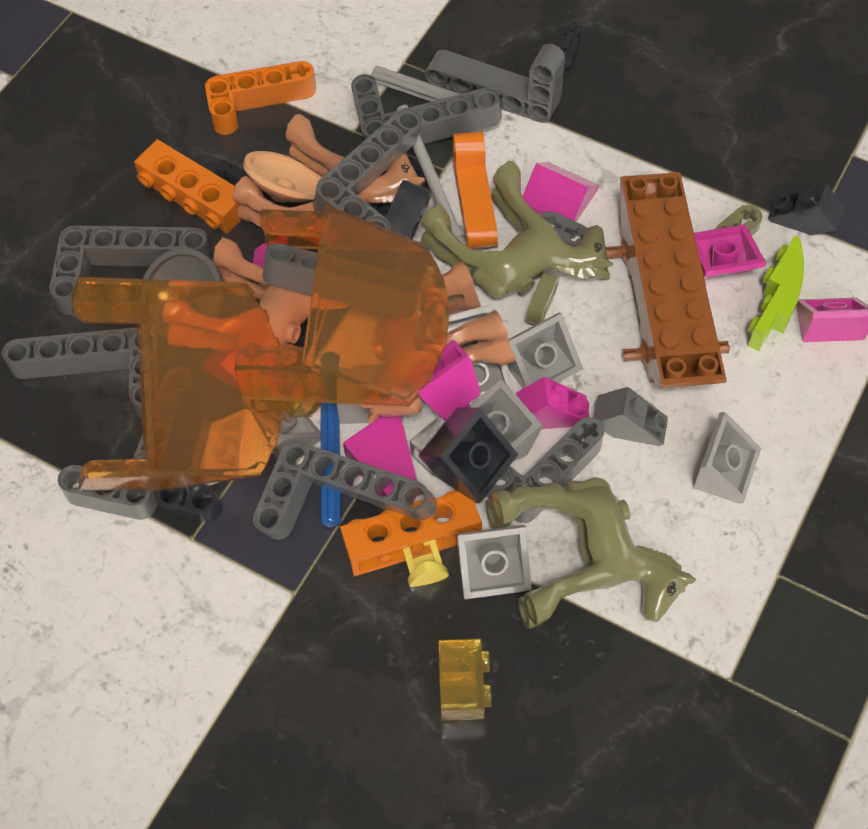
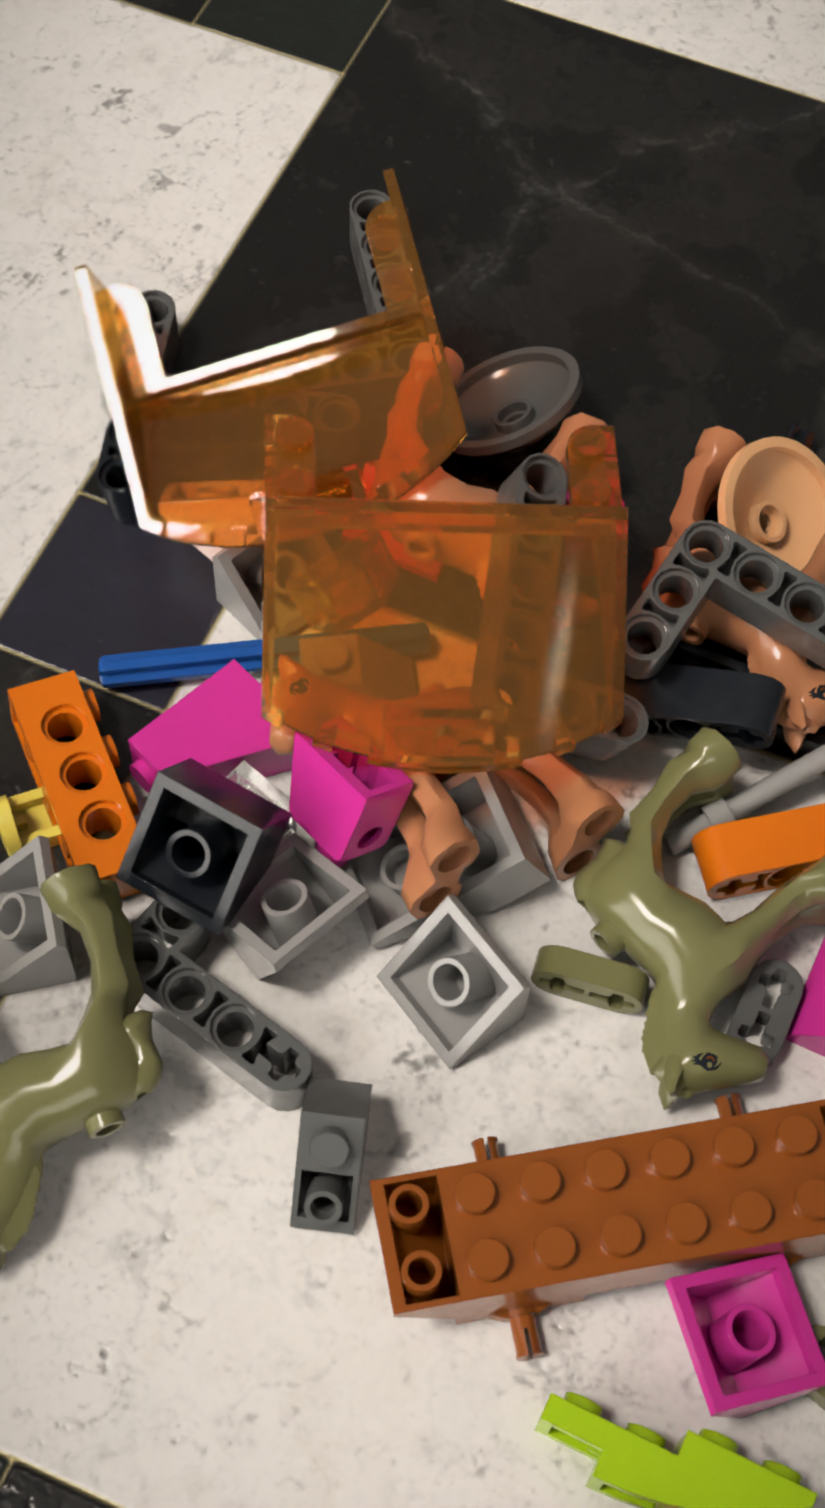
camera: 80 degrees right, 0 degrees up
(113, 246) = (589, 266): dark grey beam -> none
(188, 185) = (746, 380): orange brick -> none
(339, 480) = (174, 622): dark grey beam -> none
(554, 403) = (348, 1009): dark pink slope -> none
(728, 461) = (246, 1346): light grey slope -> none

